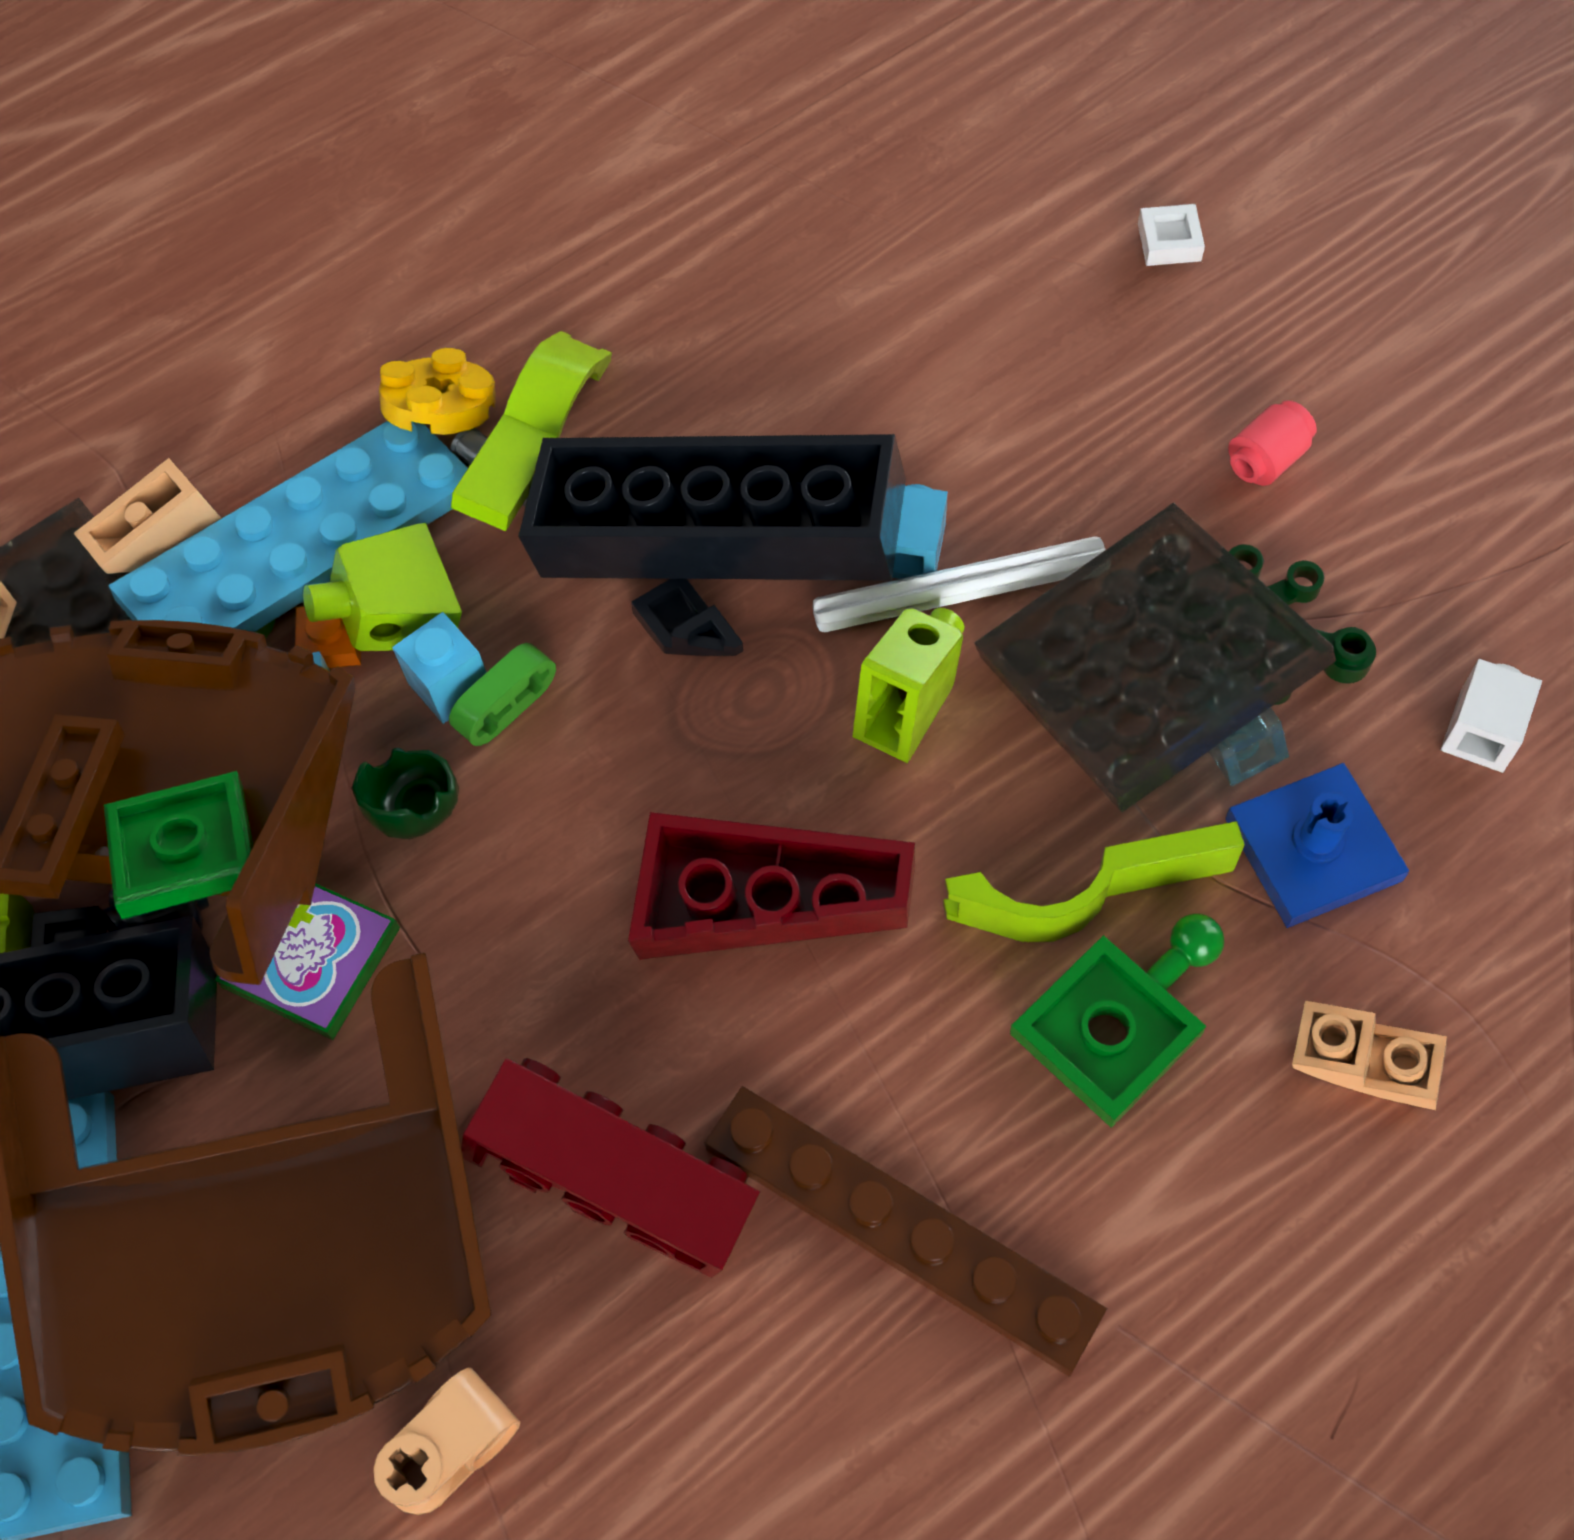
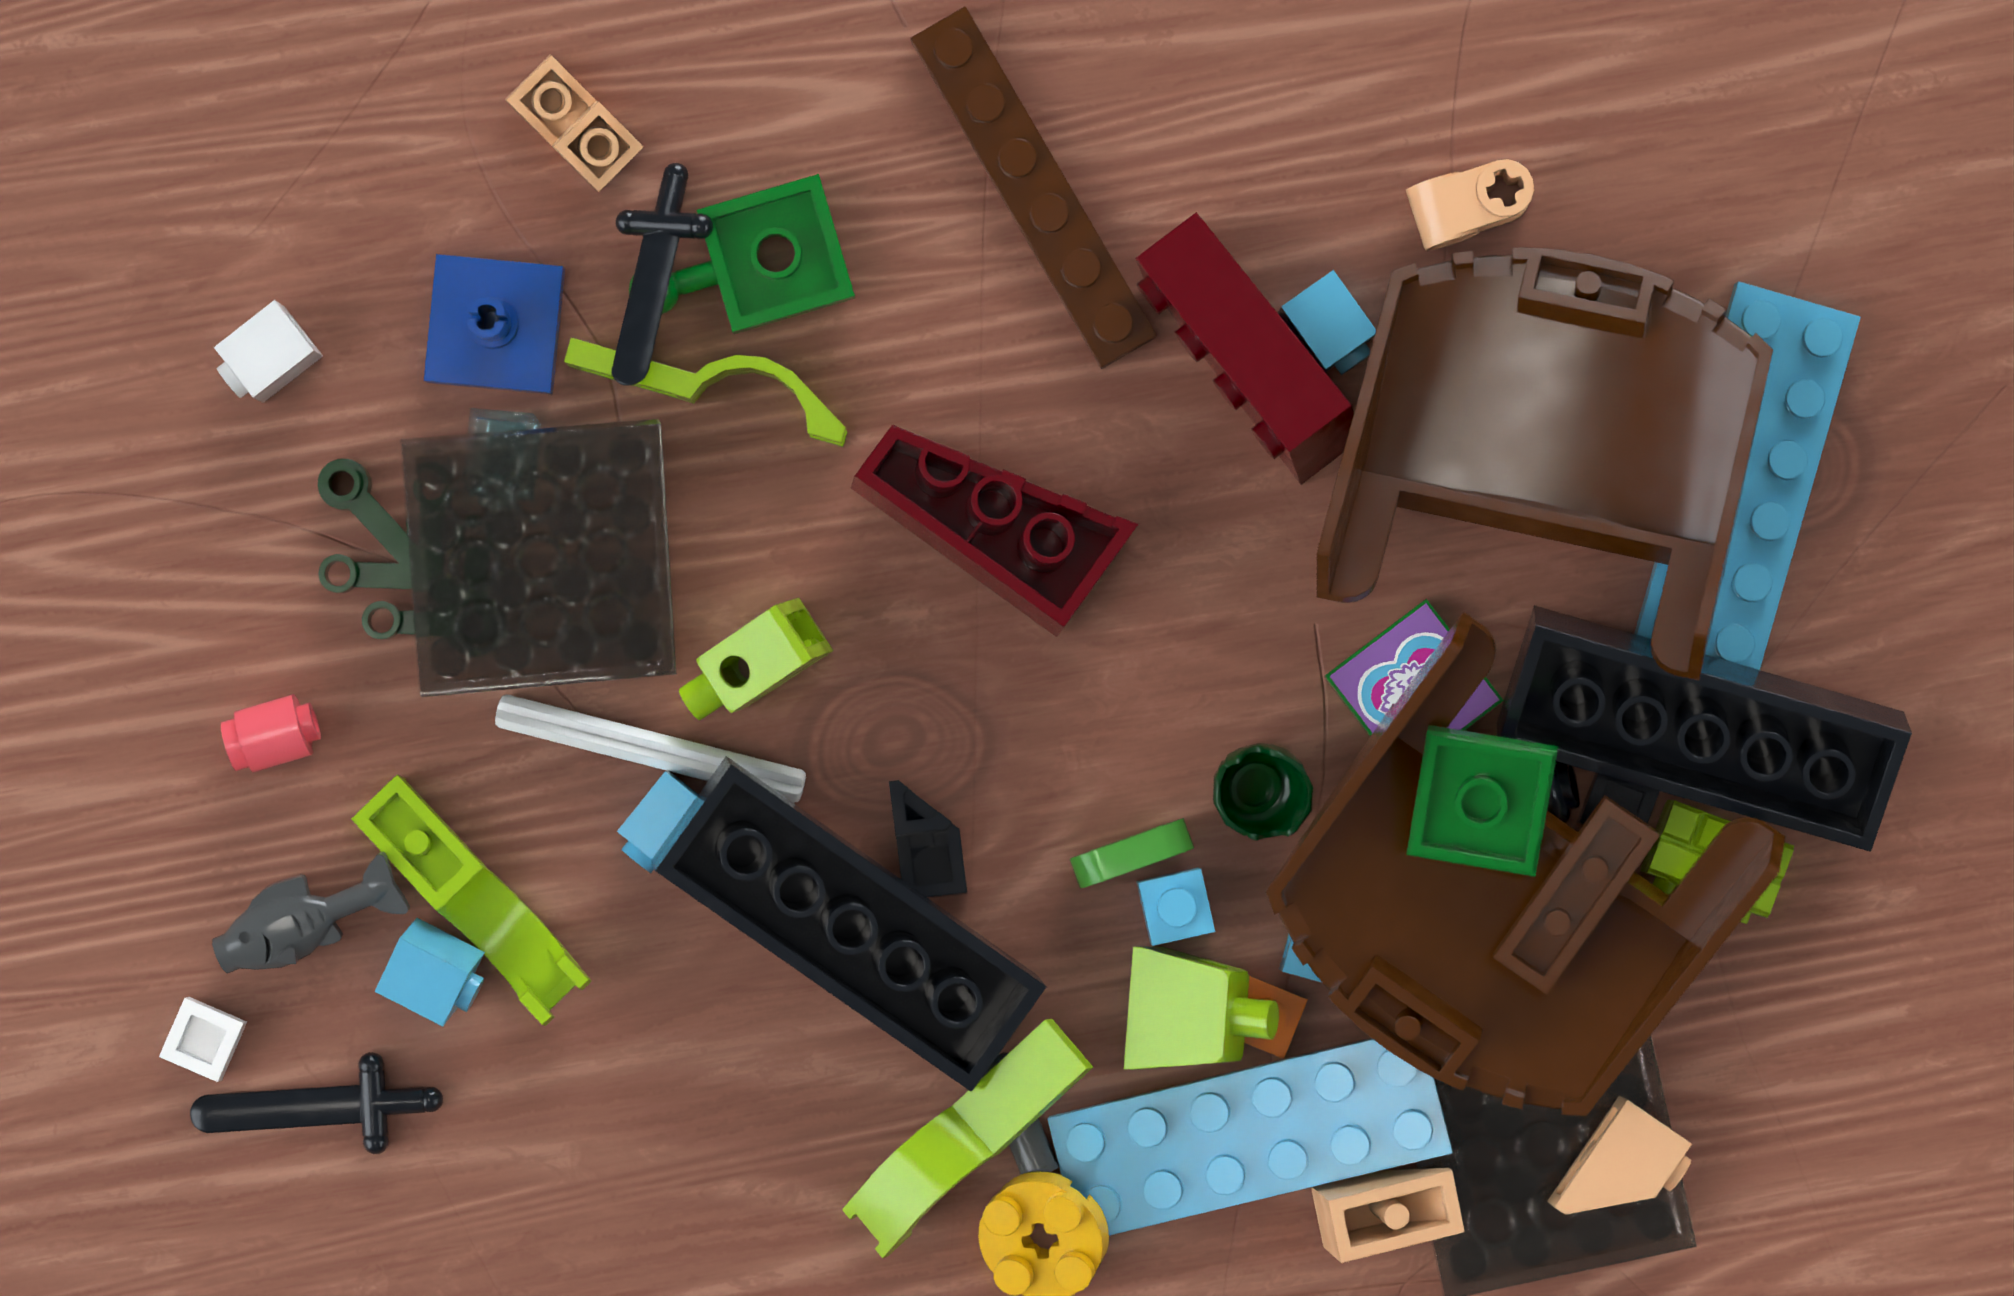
camera: 155 degrees left, 25 degrees up
(537, 1238) = (1330, 324): none -> medium azure brick
(1024, 257) = (320, 1106): none -> black sword
(1029, 343) = (432, 973): none -> medium azure brick
(1048, 414) = (471, 897): none -> lime piece
(1161, 329) = (291, 923): none -> dark grey animal
(1224, 994) = (653, 270): none -> black sword

